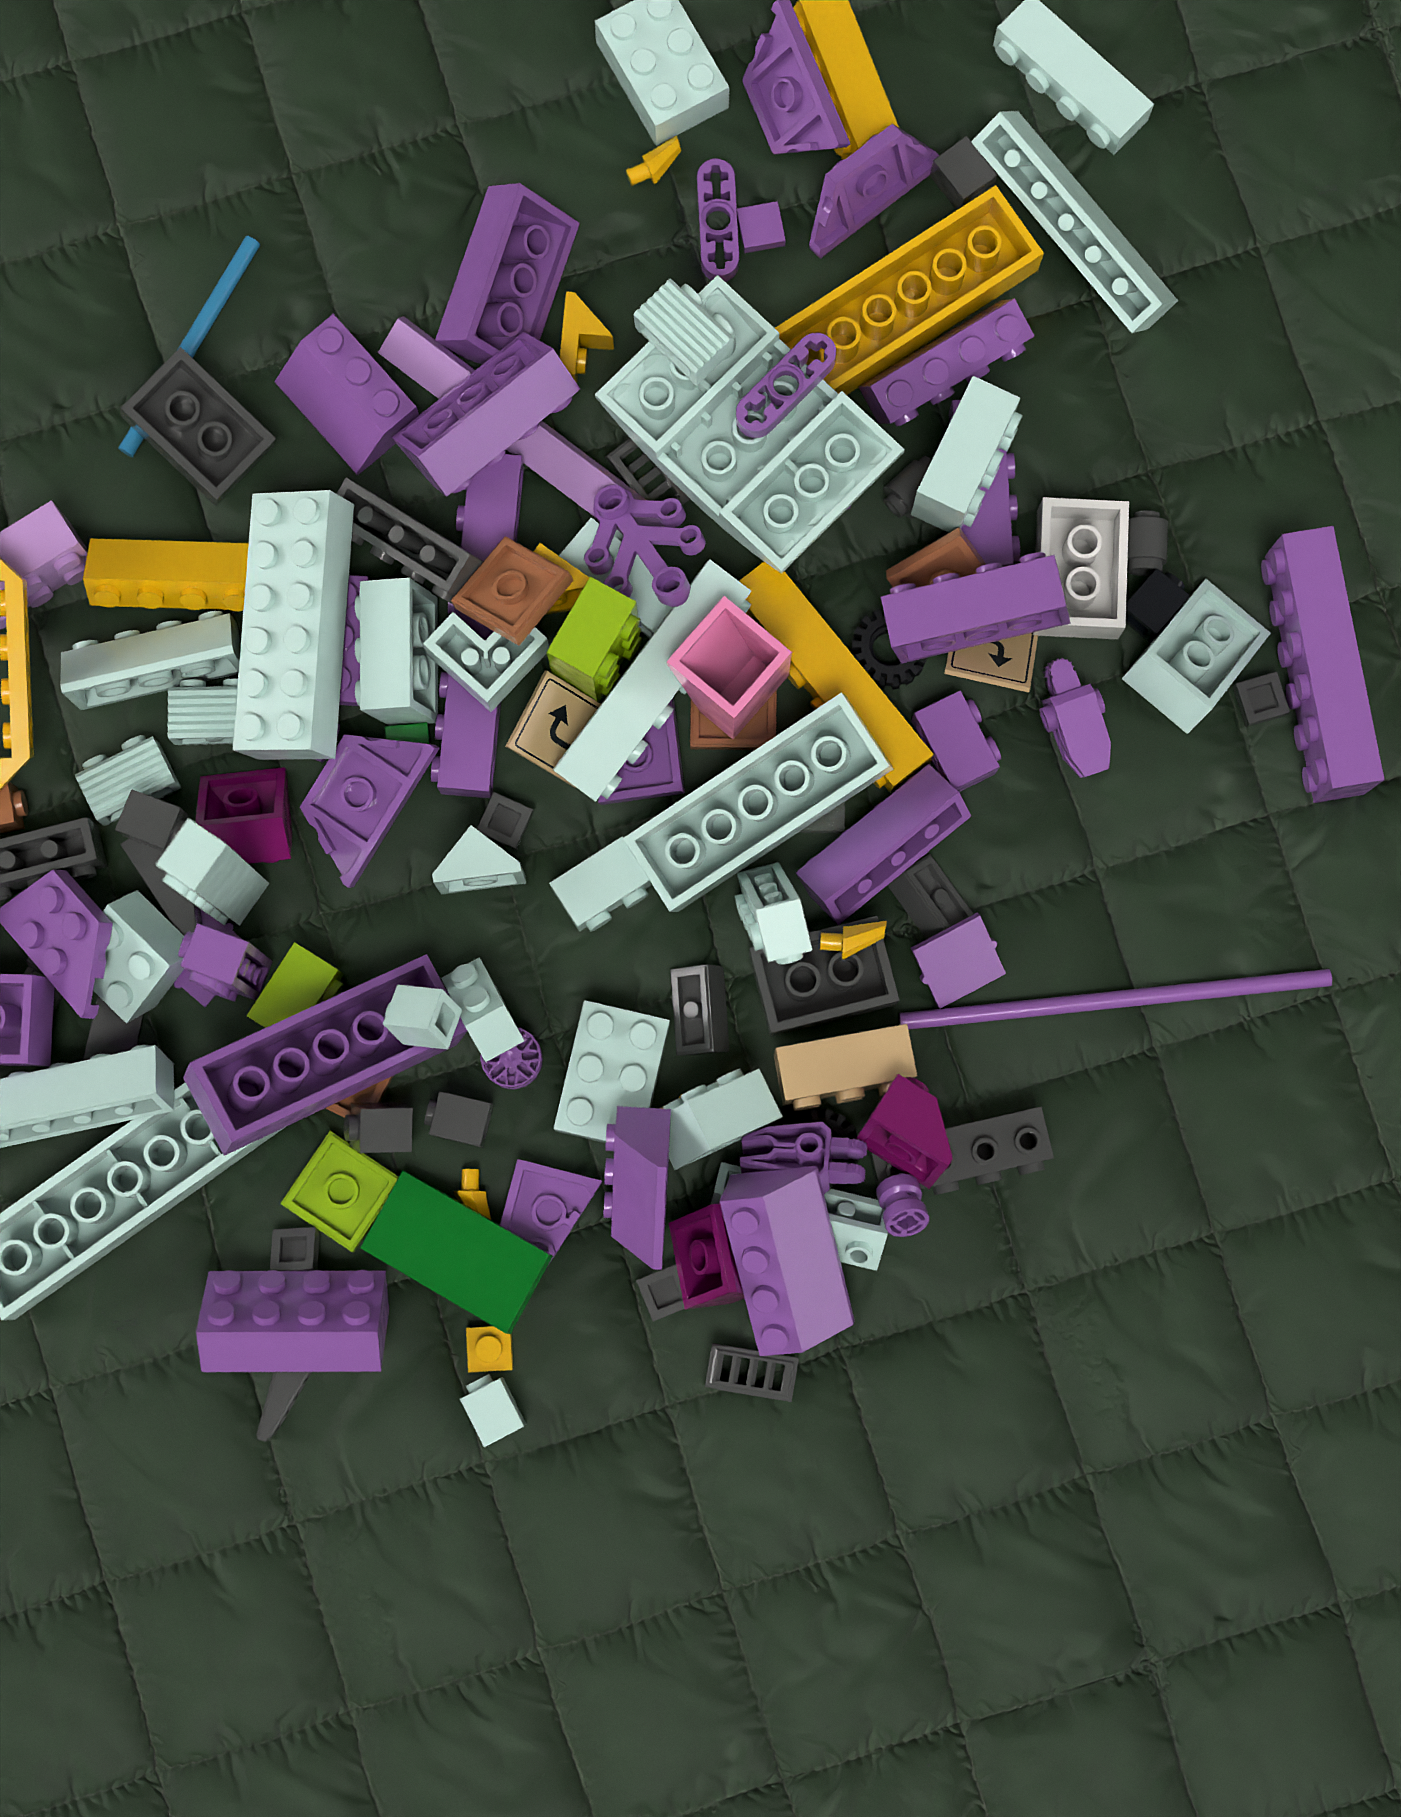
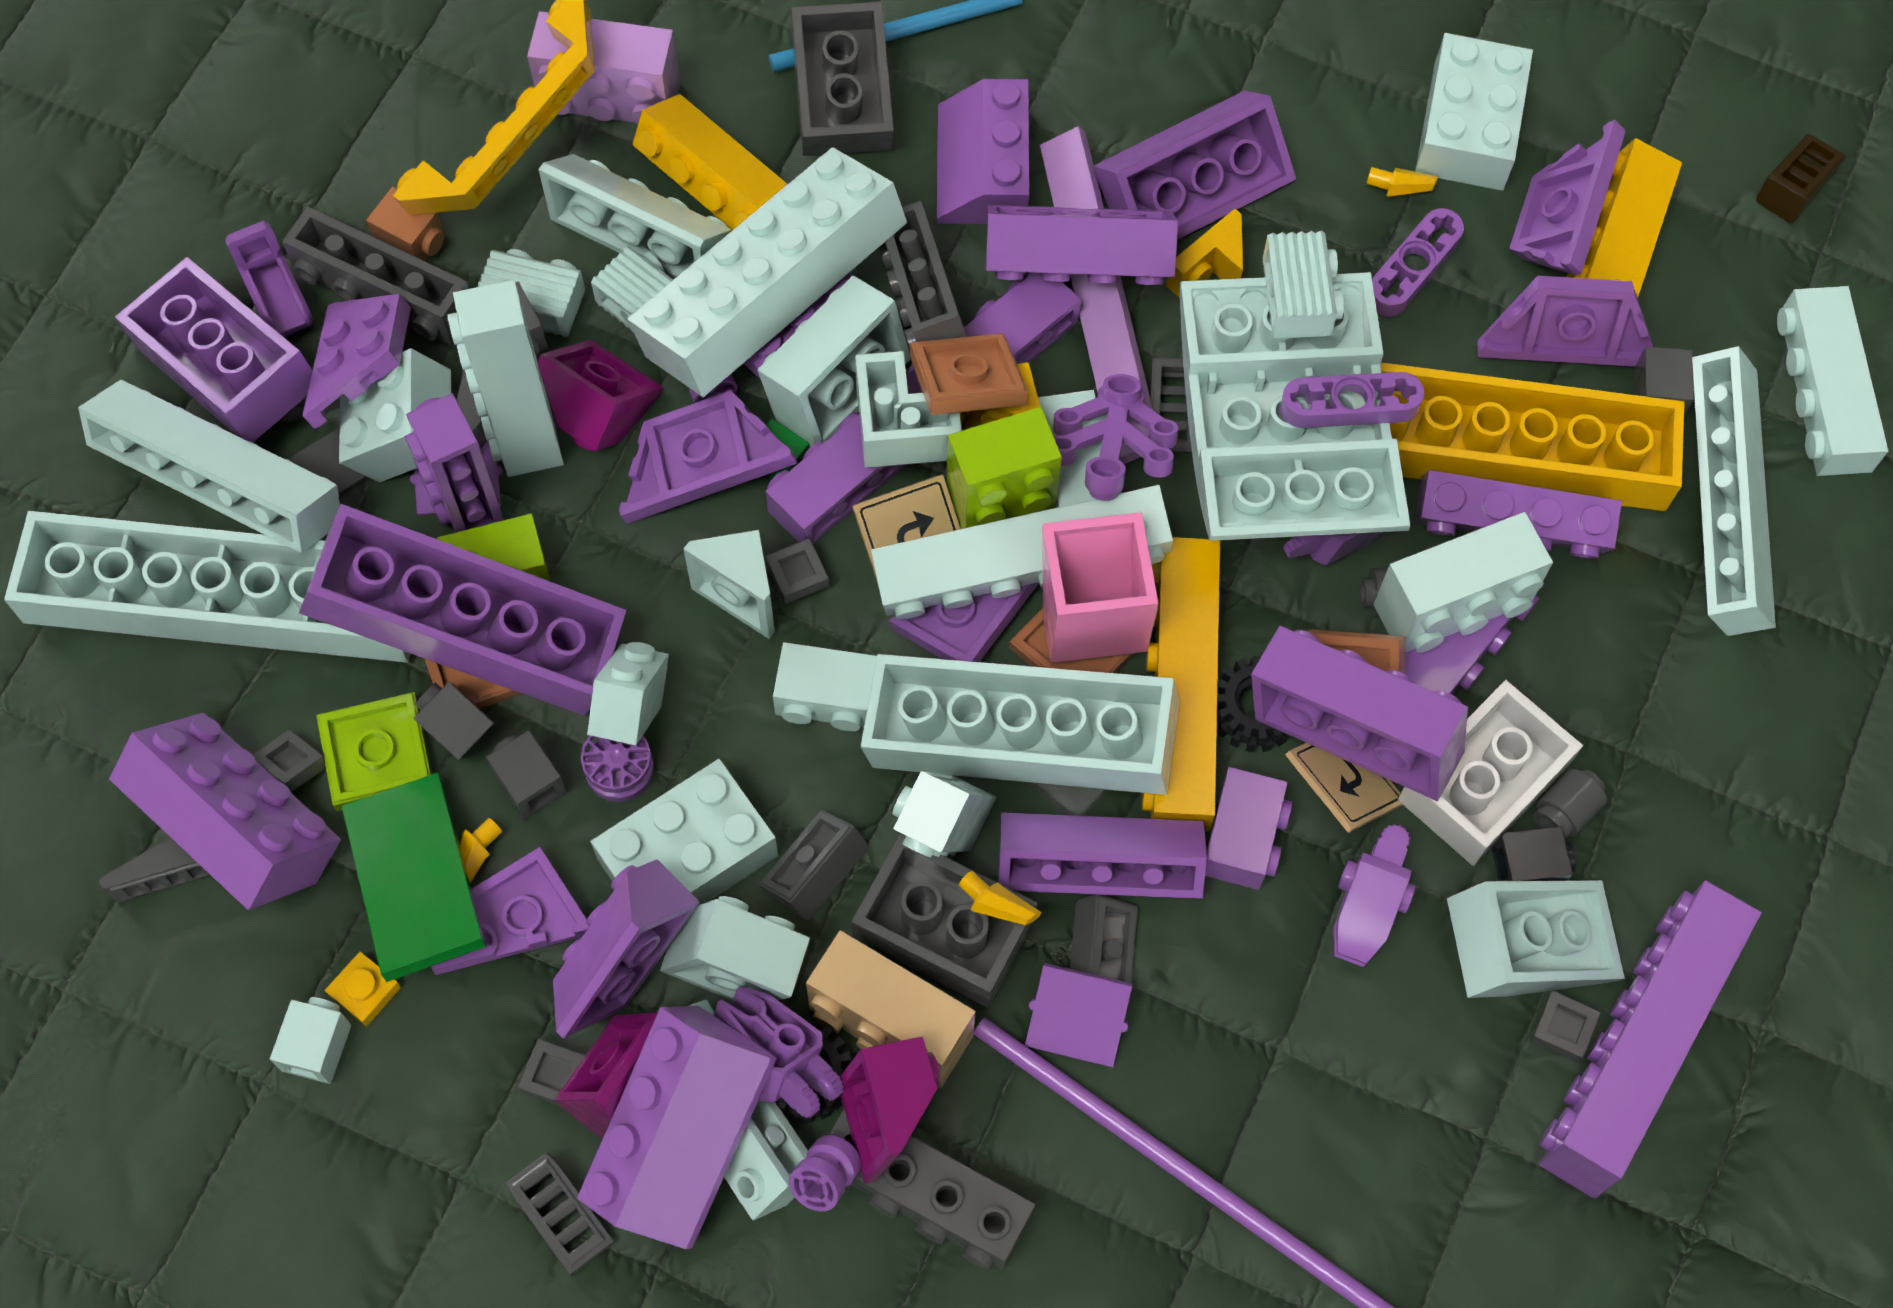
camera: 40 degrees right, 15 degrees down
(422, 1016) = (566, 641): light aqua brick -> none
(760, 227) = (1447, 294): medium lavender tile -> none

